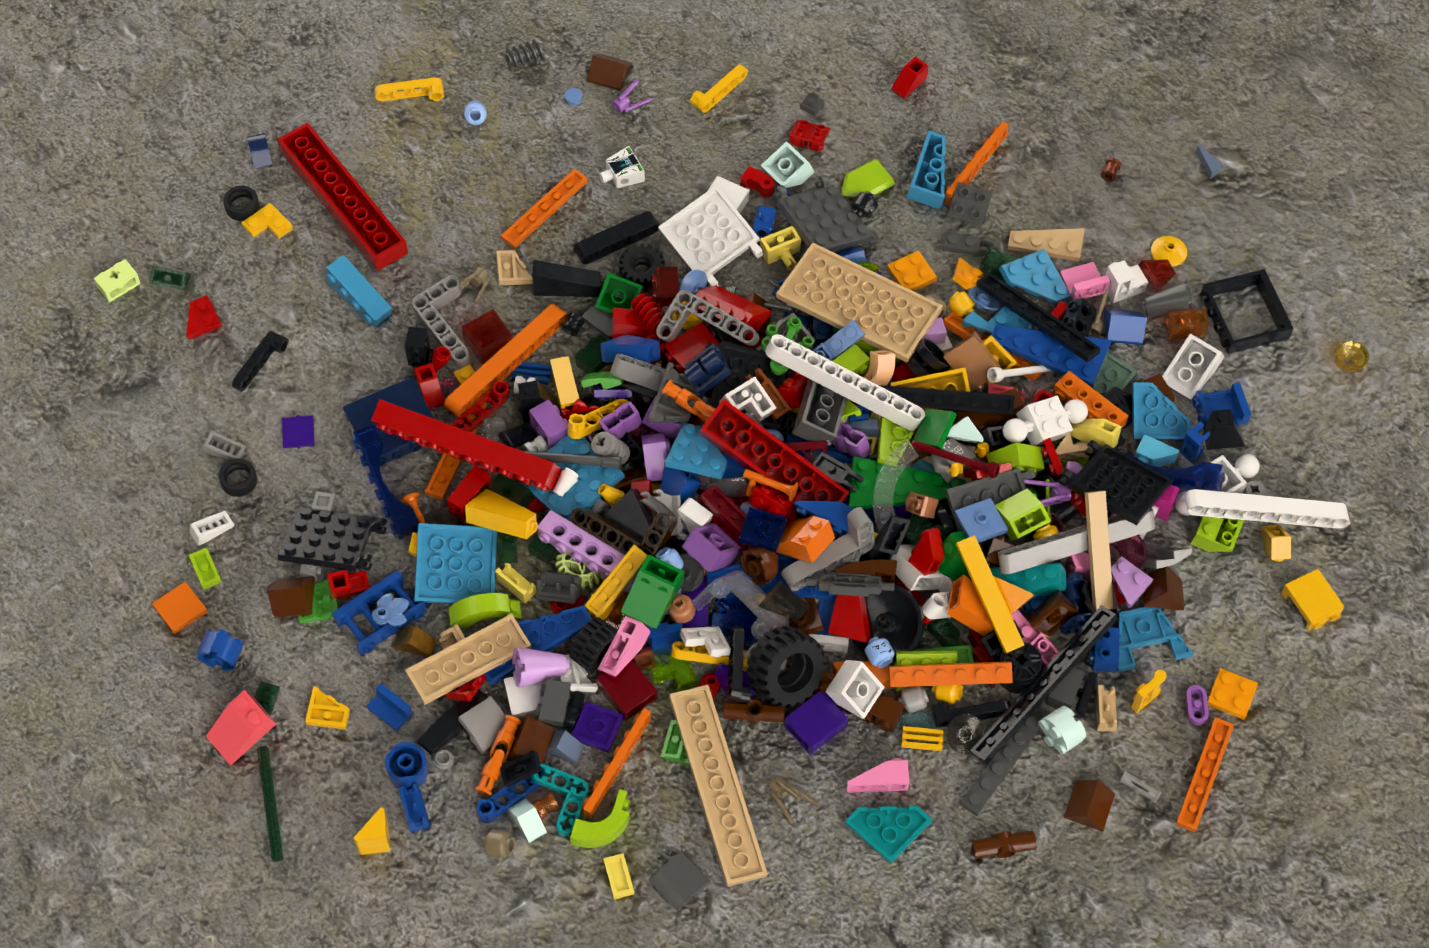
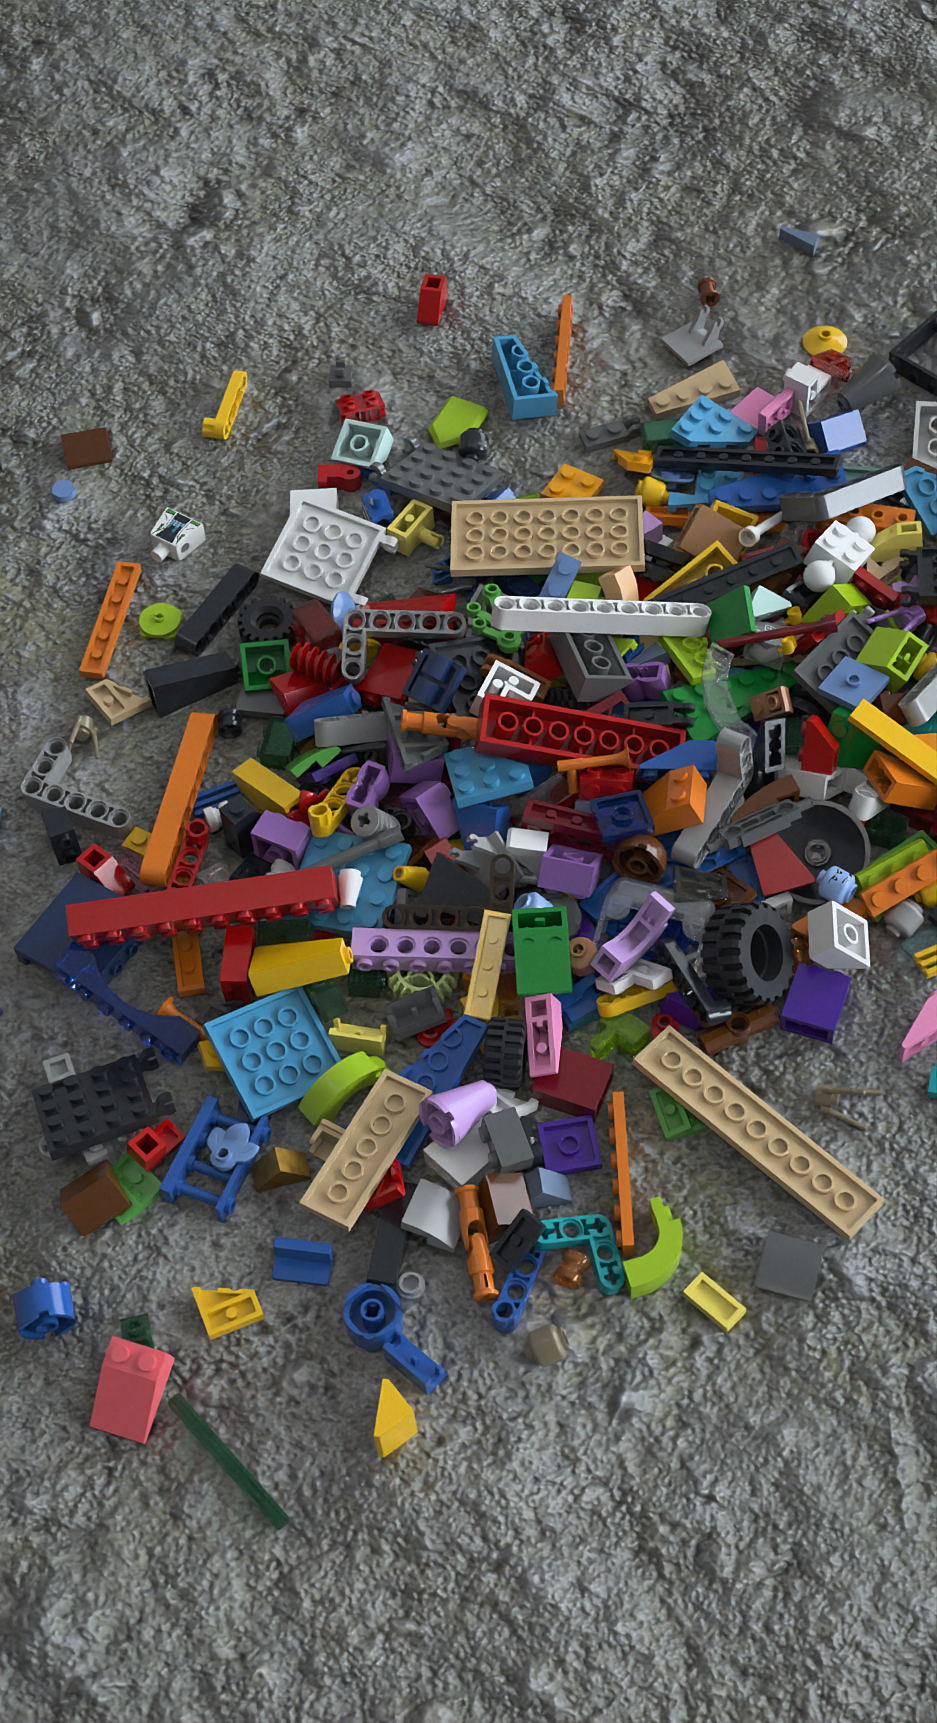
camera: 25 degrees left, 5 degrees down
(440, 357) = (97, 832): red cone -> none
(486, 335) = (137, 784): clear red brick -> none
(527, 820) = (561, 1298): light aqua slope -> none
(576, 226) = (160, 621): none -> lime piece
(622, 102) = (125, 469): medium lavender plant -> none
(645, 658) = (573, 1037): copper tile -> none
(716, 618) = (635, 940): none -> lavender arch
(883, 713) = (886, 953): reddish brown slope -> none
(970, 204) = (588, 390): dark grey hinge -> none
(1074, 202) = (693, 341): none -> light grey plate
(1083, 381) = (843, 497): none -> beam
(1183, 323) = (900, 397): clear orange brick -> none

